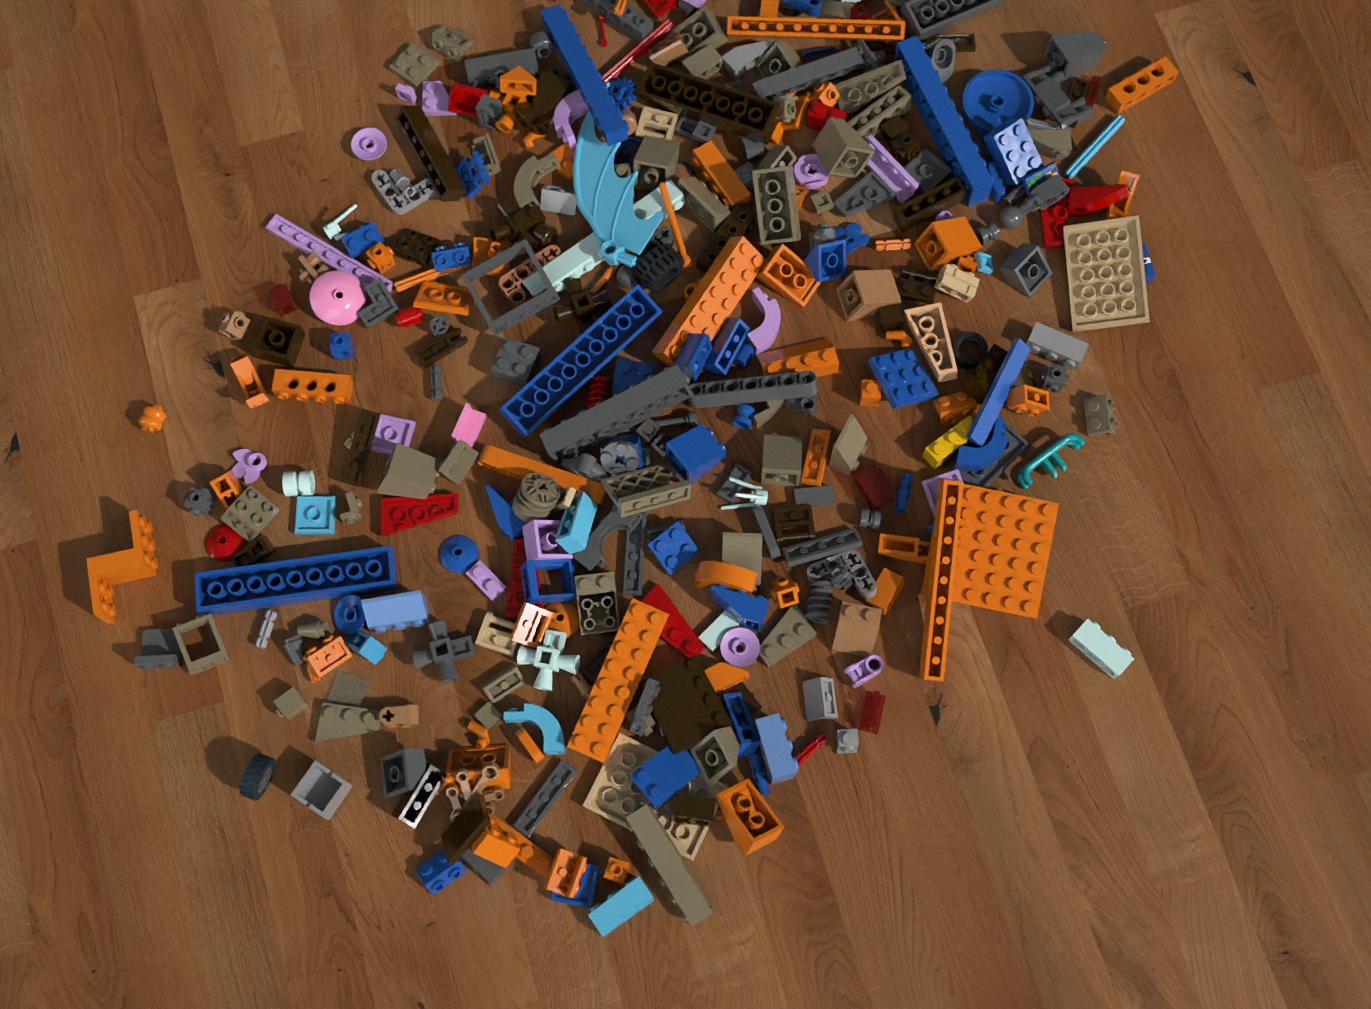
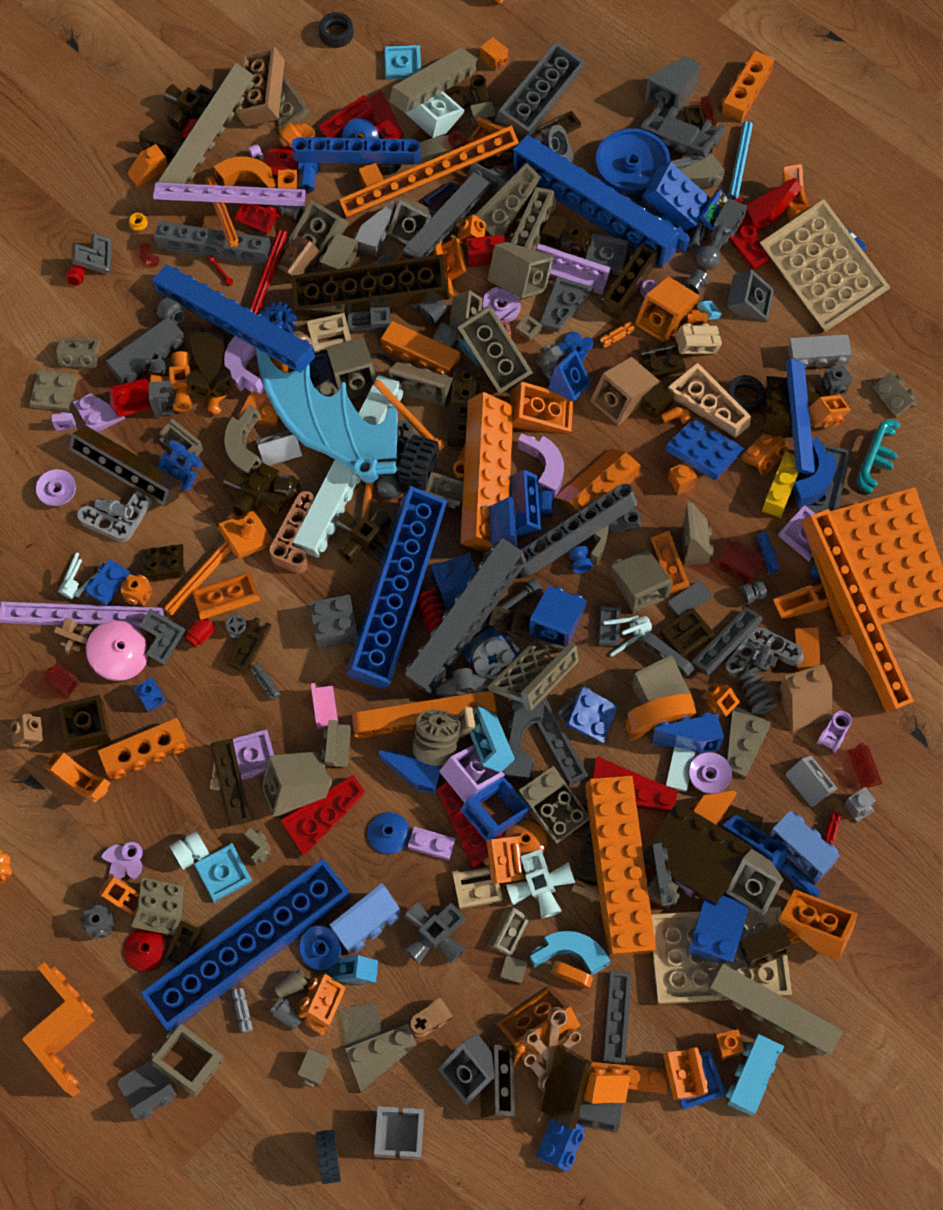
camera: 30 degrees left, 5 degrees down
(451, 257) = (207, 554): blue bracket -> none
(482, 734) = (520, 991): orange arm -> none
(518, 82) = (176, 354): orange slope -> none
(523, 311) = (313, 568): dark grey window -> none
(668, 300) = (446, 488): none -> dark tan bracket
(787, 106) = (449, 255): dark tan brick -> none

